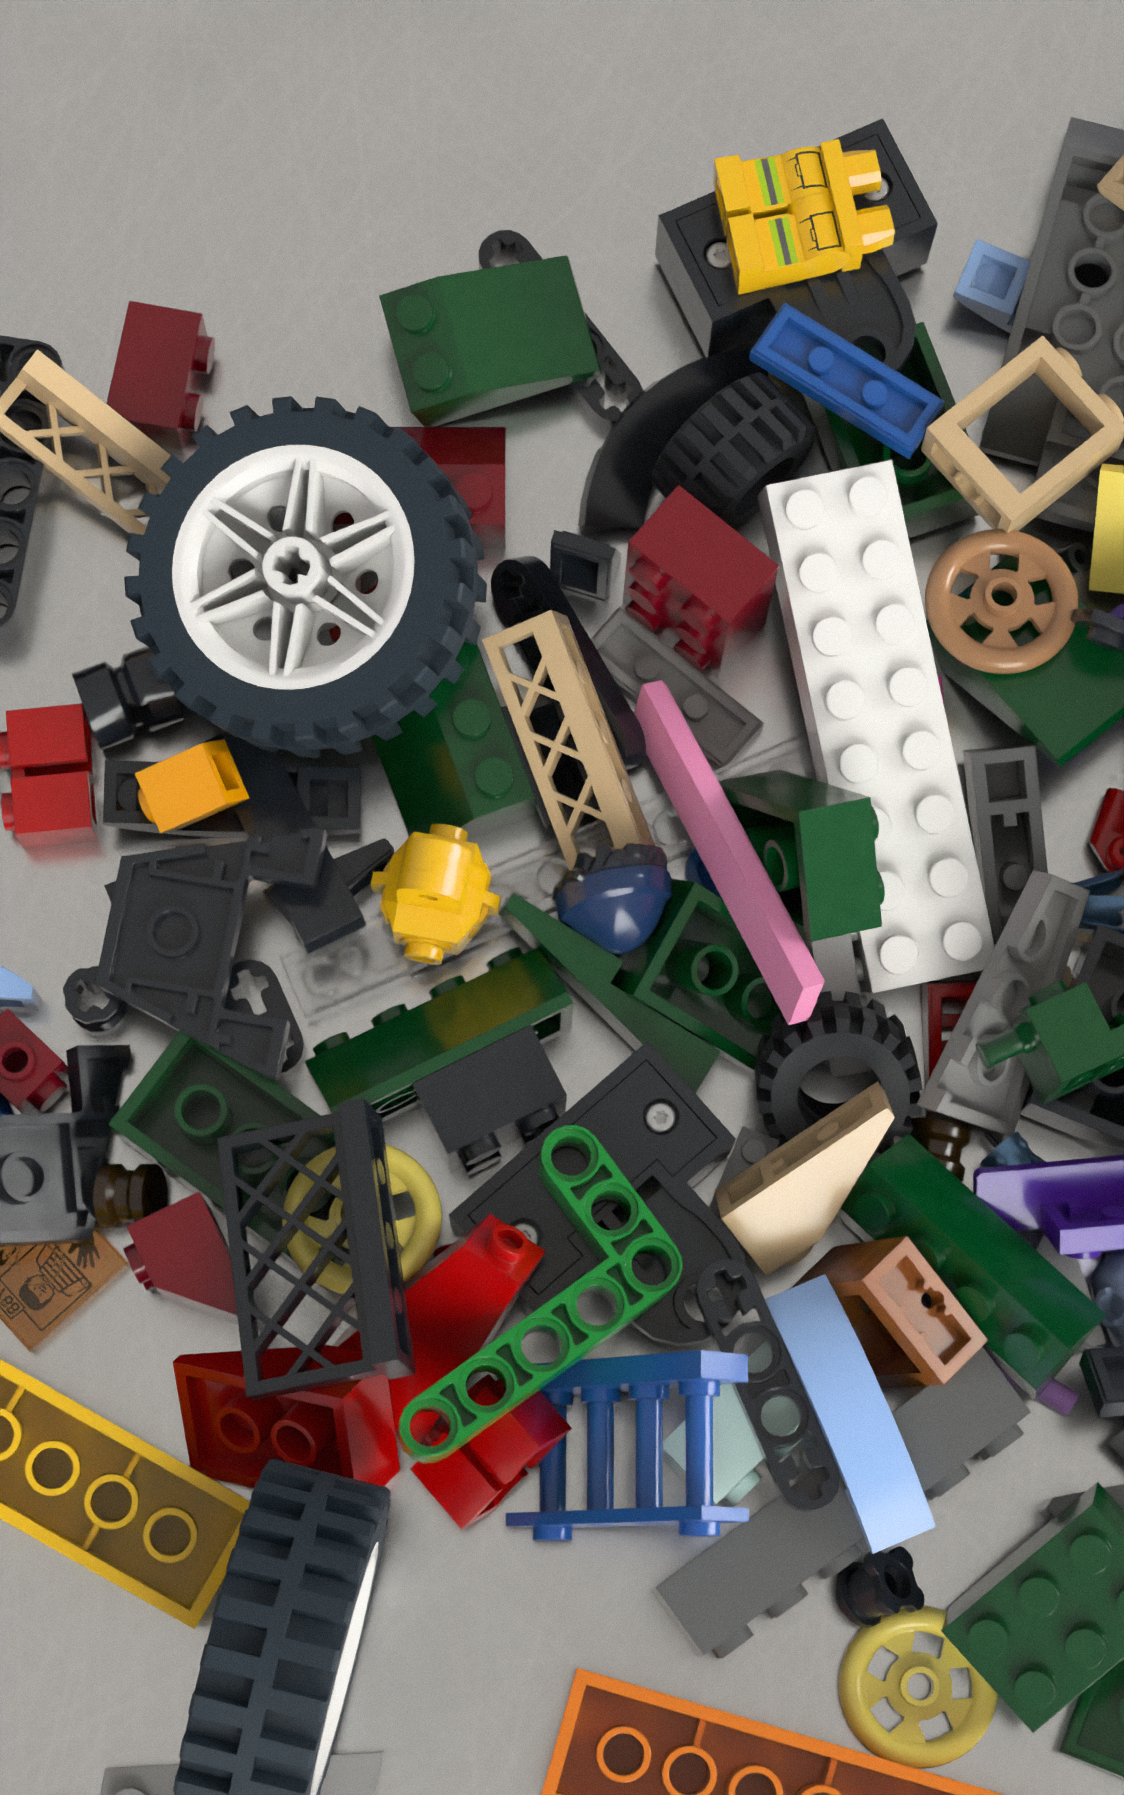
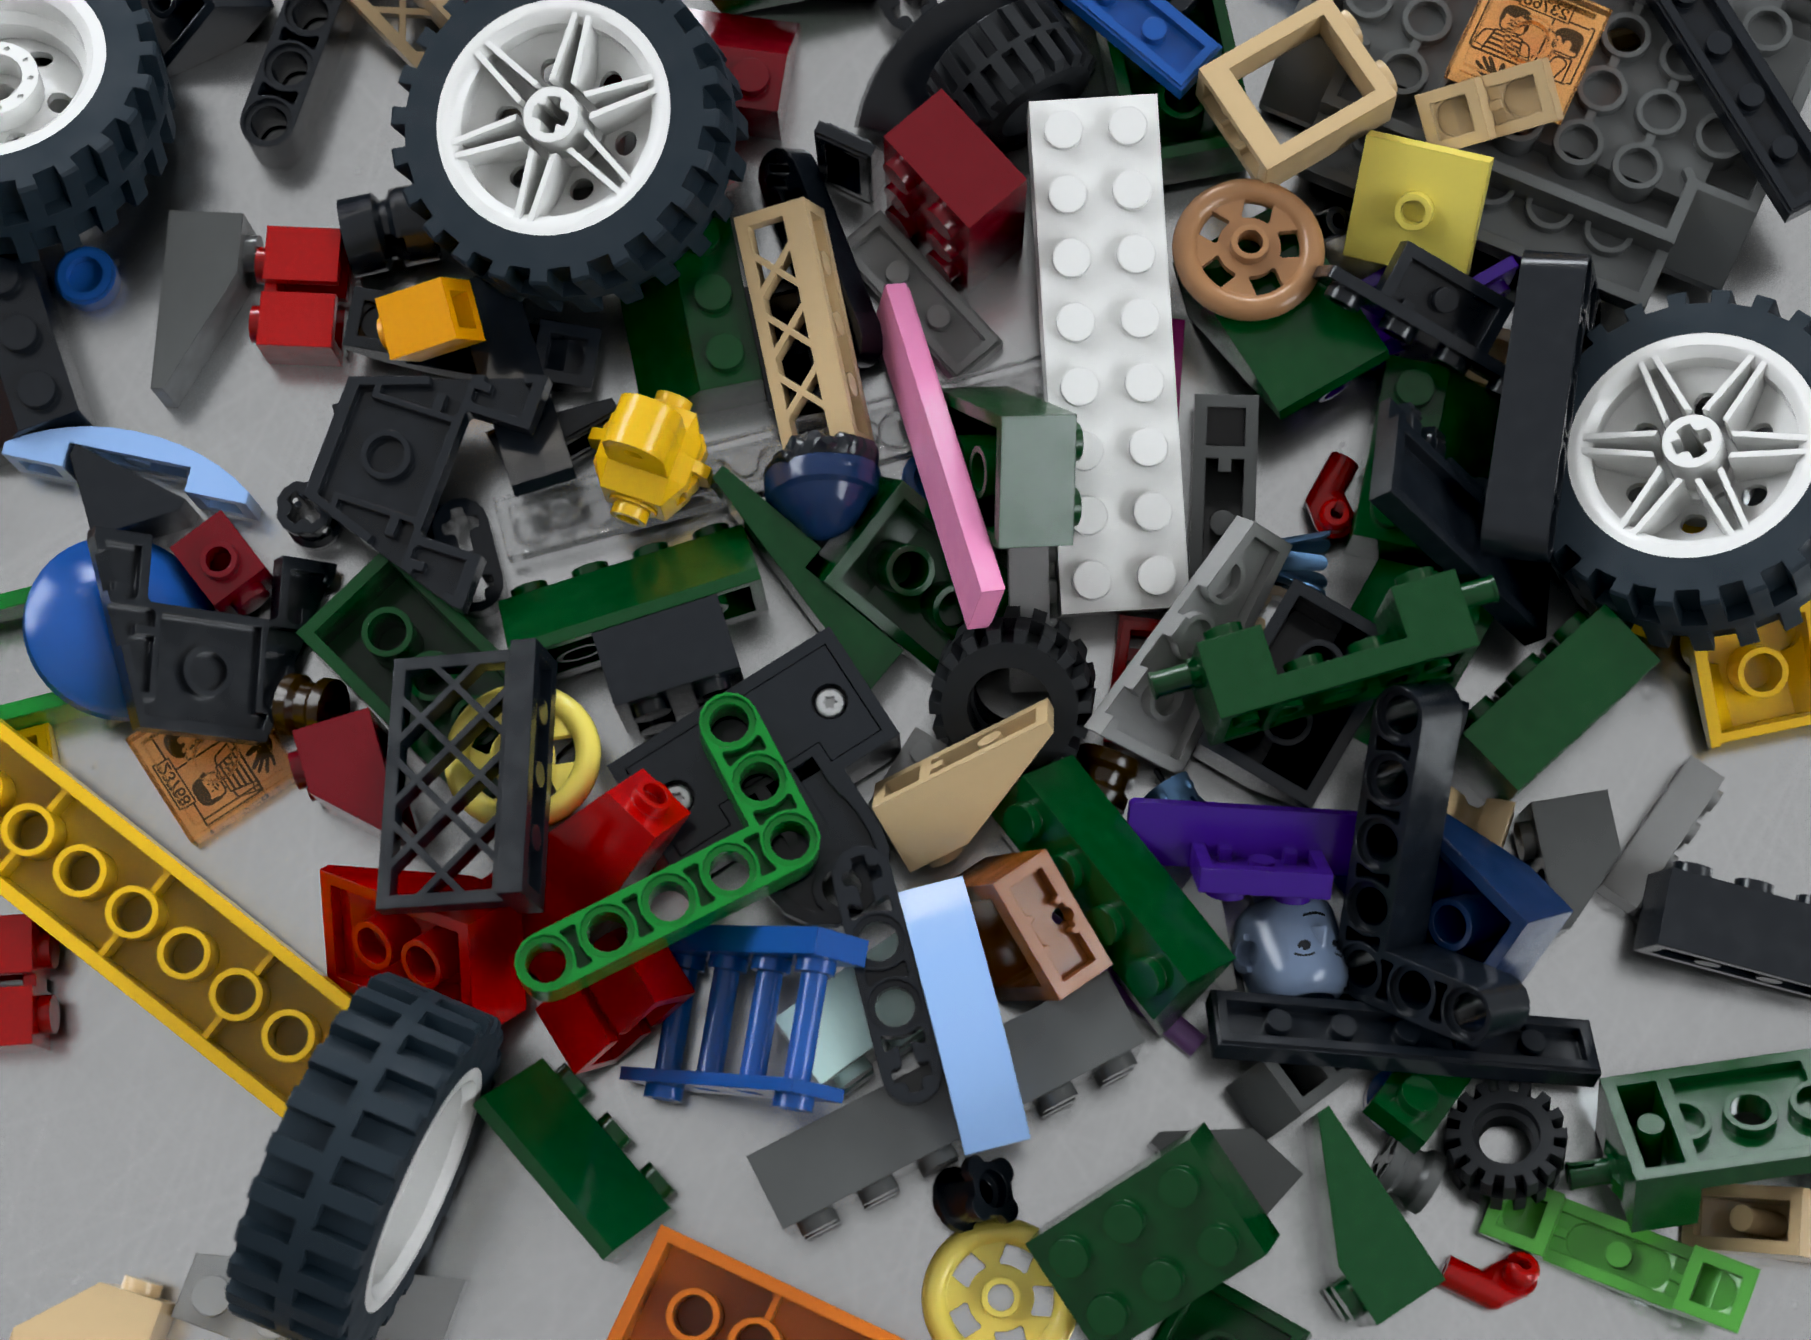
camera: 15 degrees right, 0 degrees up
(480, 1611) = (578, 1158): none -> dark green slope

